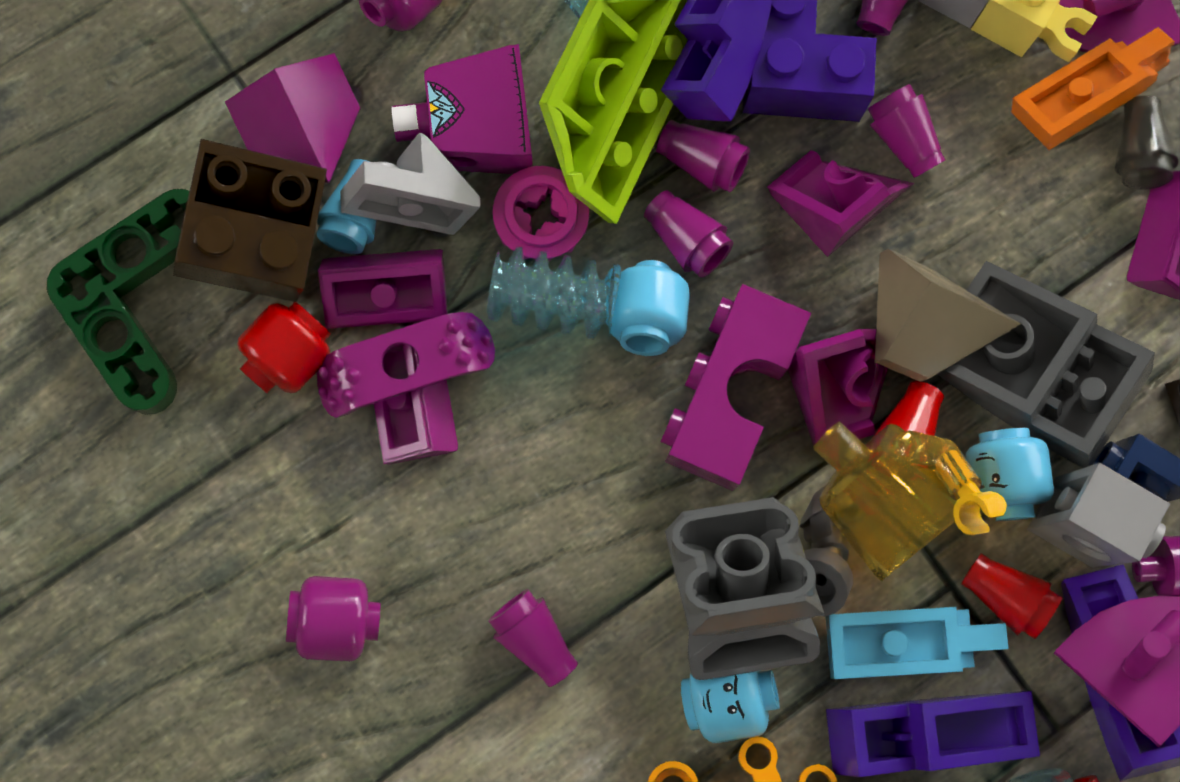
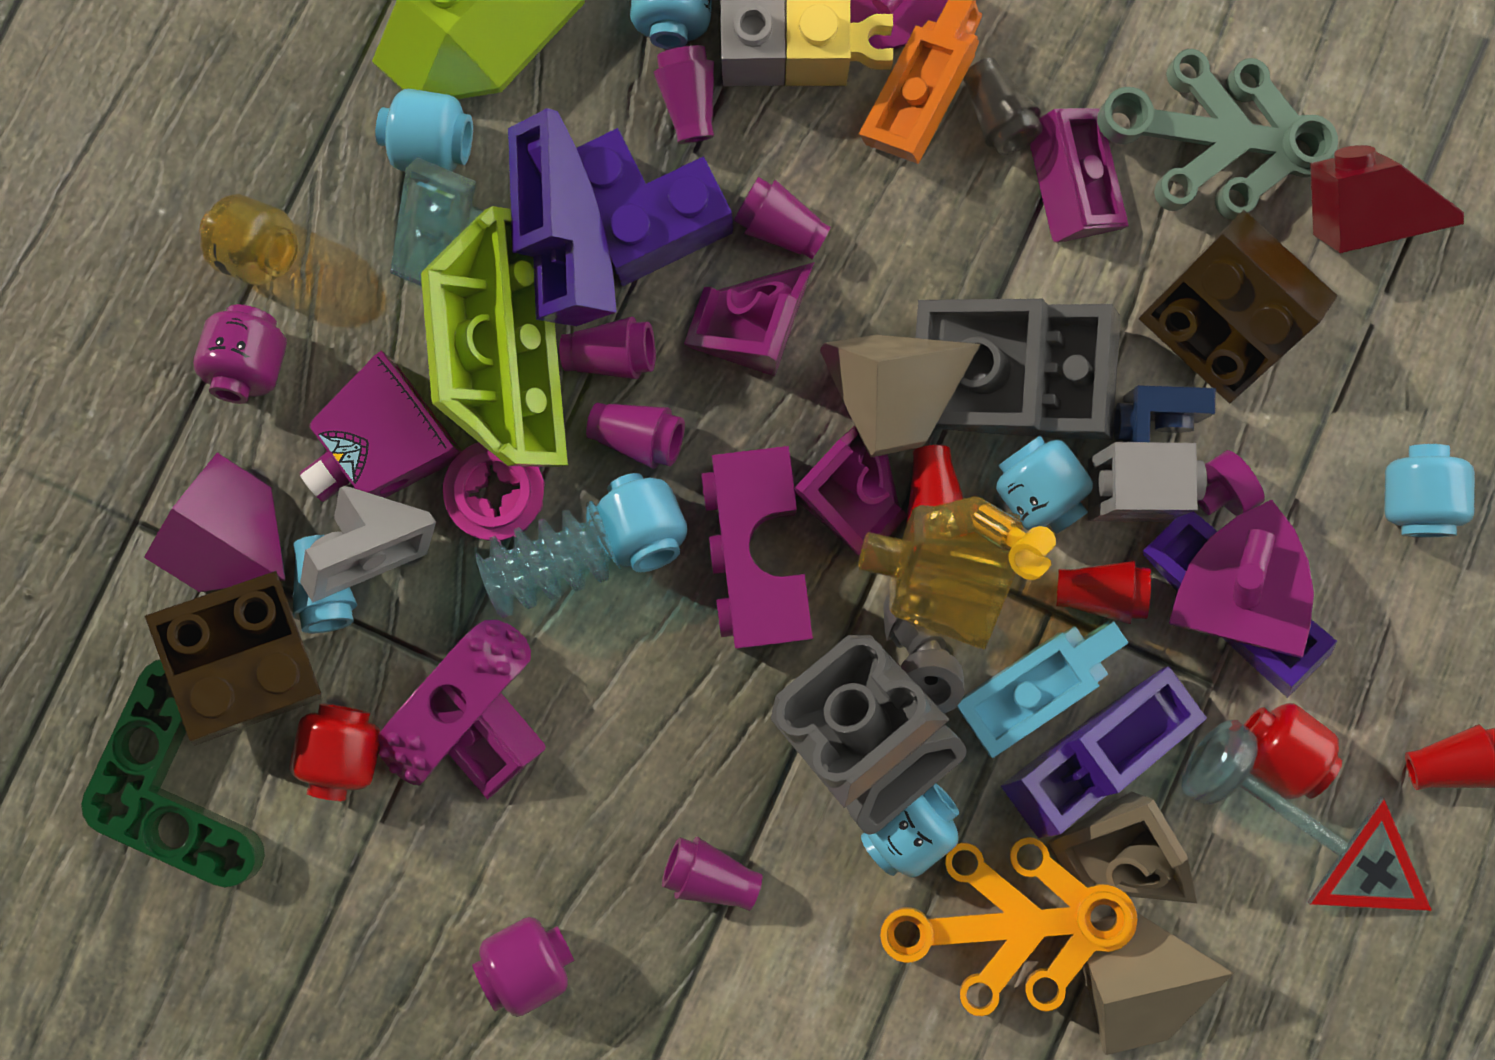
camera: 20 degrees left, 5 degrees up
(383, 288) = (392, 641): magenta slope -> none

